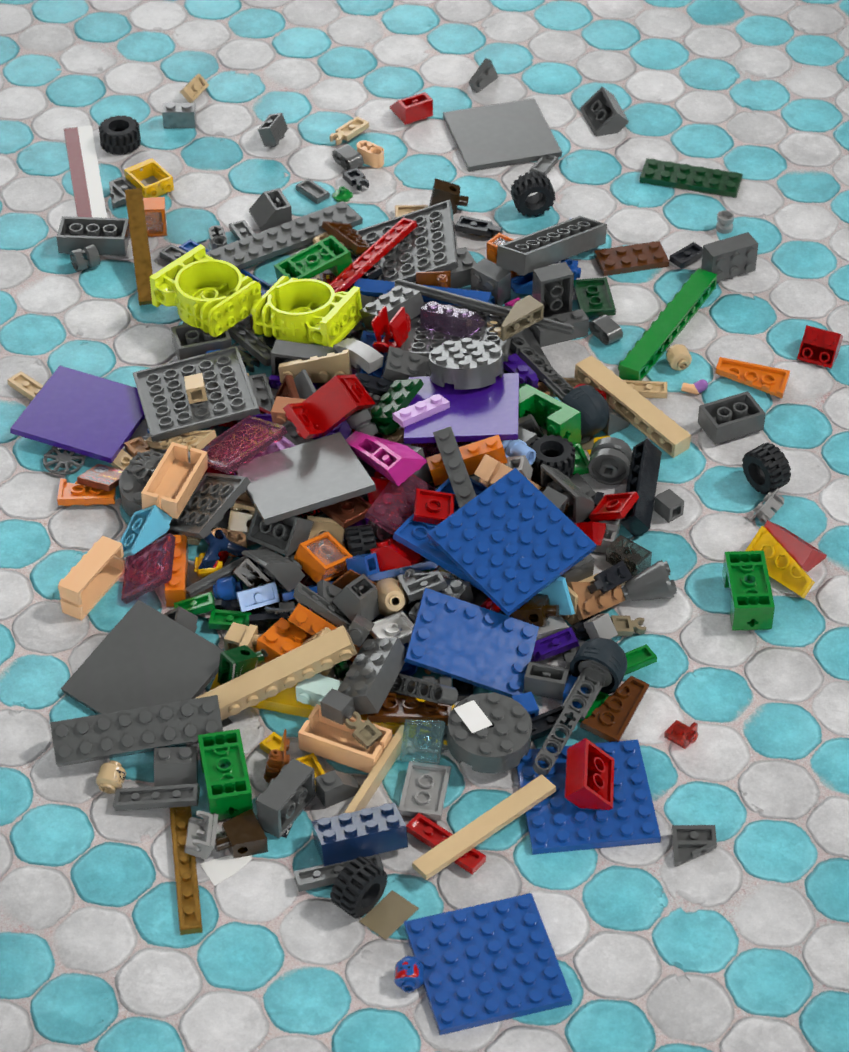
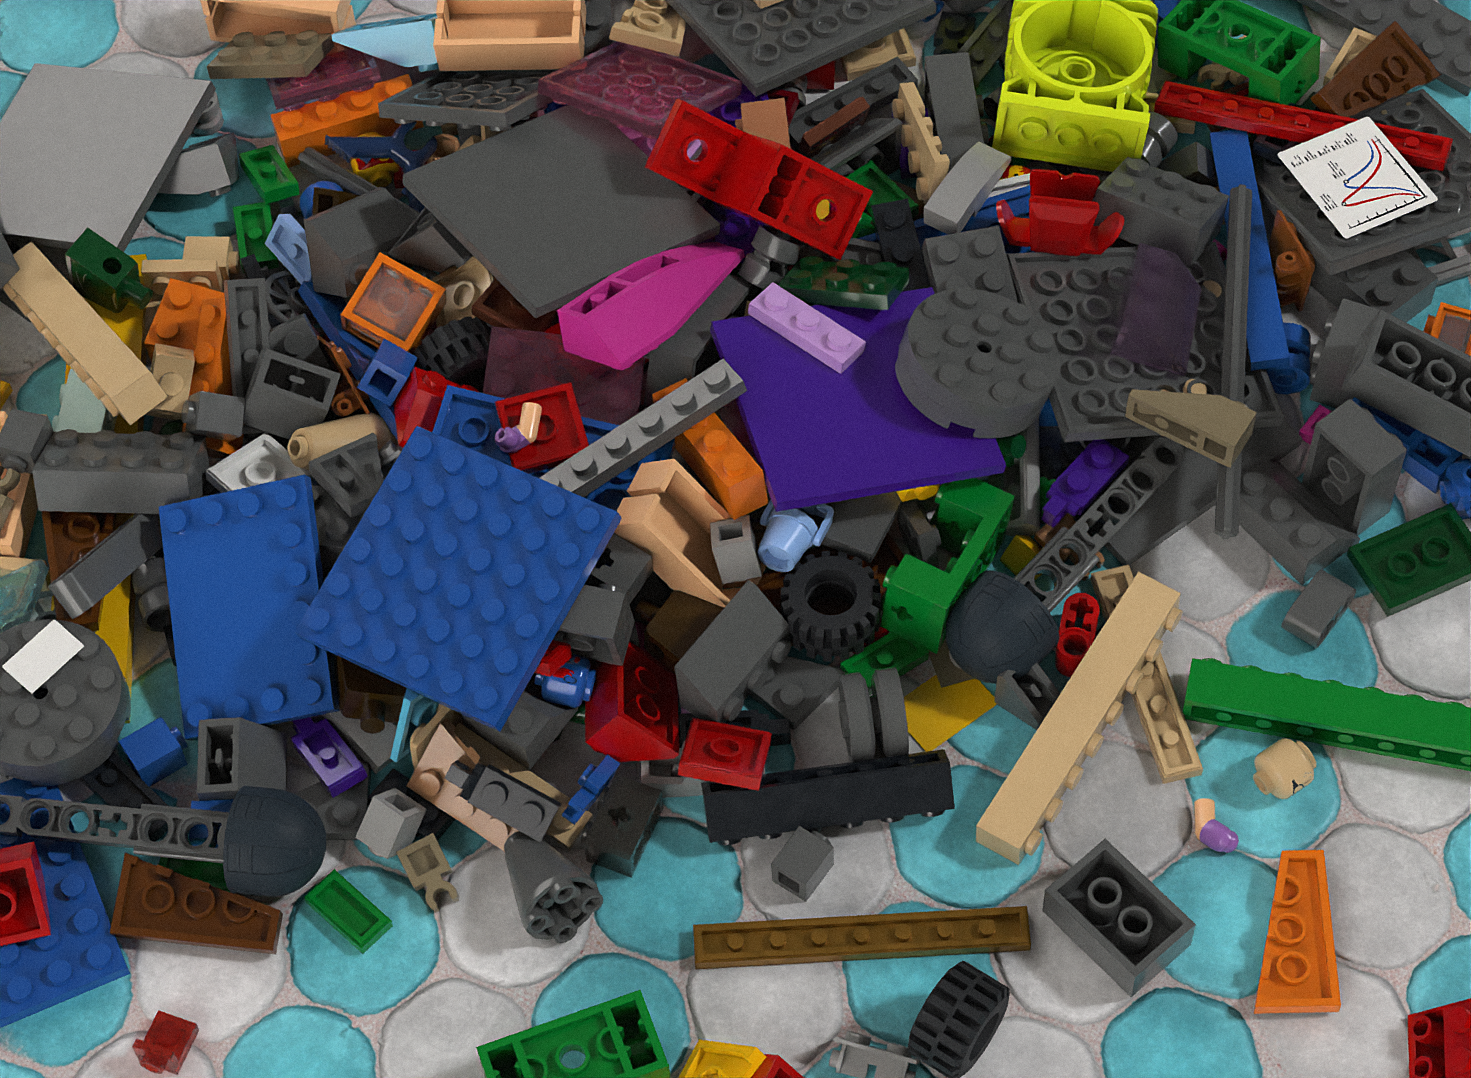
camera: 75 degrees right, 15 degrees up
(121, 587) = (270, 55): none -> dark tan plate
(410, 246) = (1357, 177): none -> white sticker
(438, 508) = (514, 439): none -> arm
(609, 554) = (592, 783): none -> blue plate
(707, 501) = (861, 937): none -> pearl gold tile

